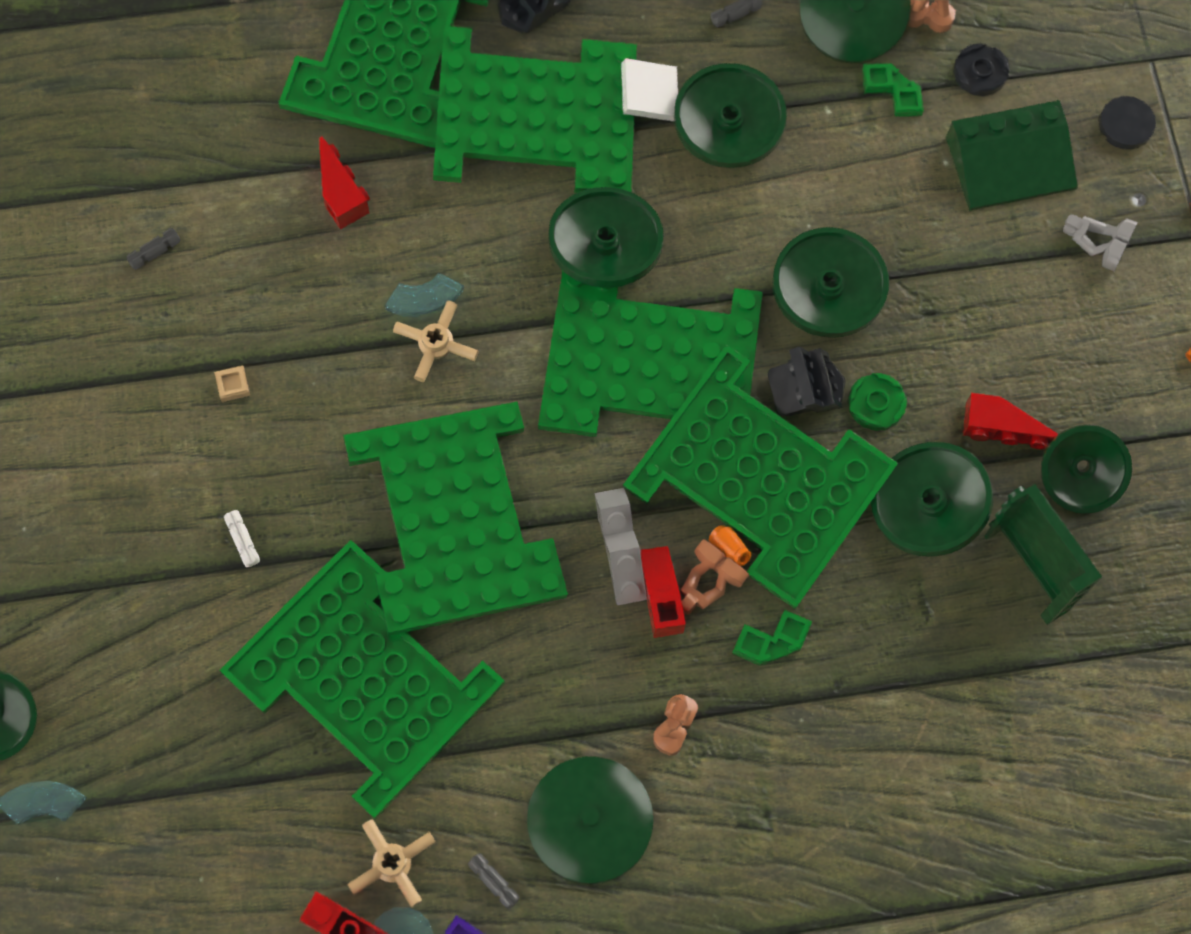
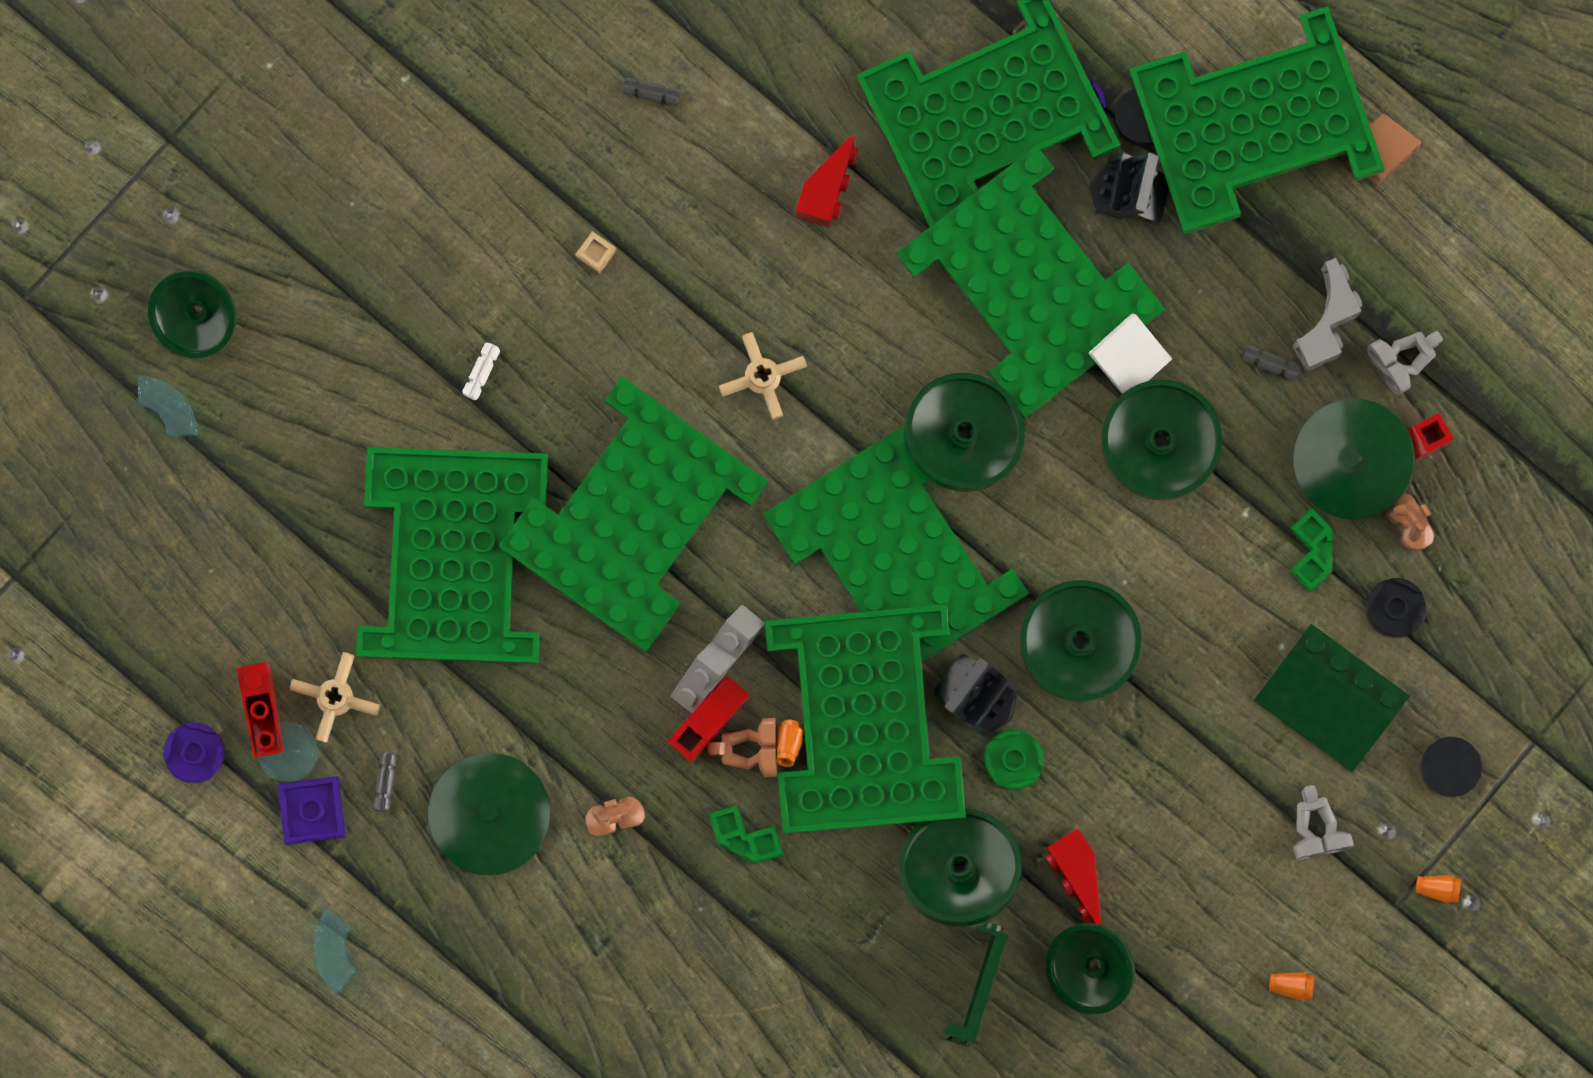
camera: 50 degrees right, 10 degrees up
(423, 298) = (793, 335): clear light blue tile -> none

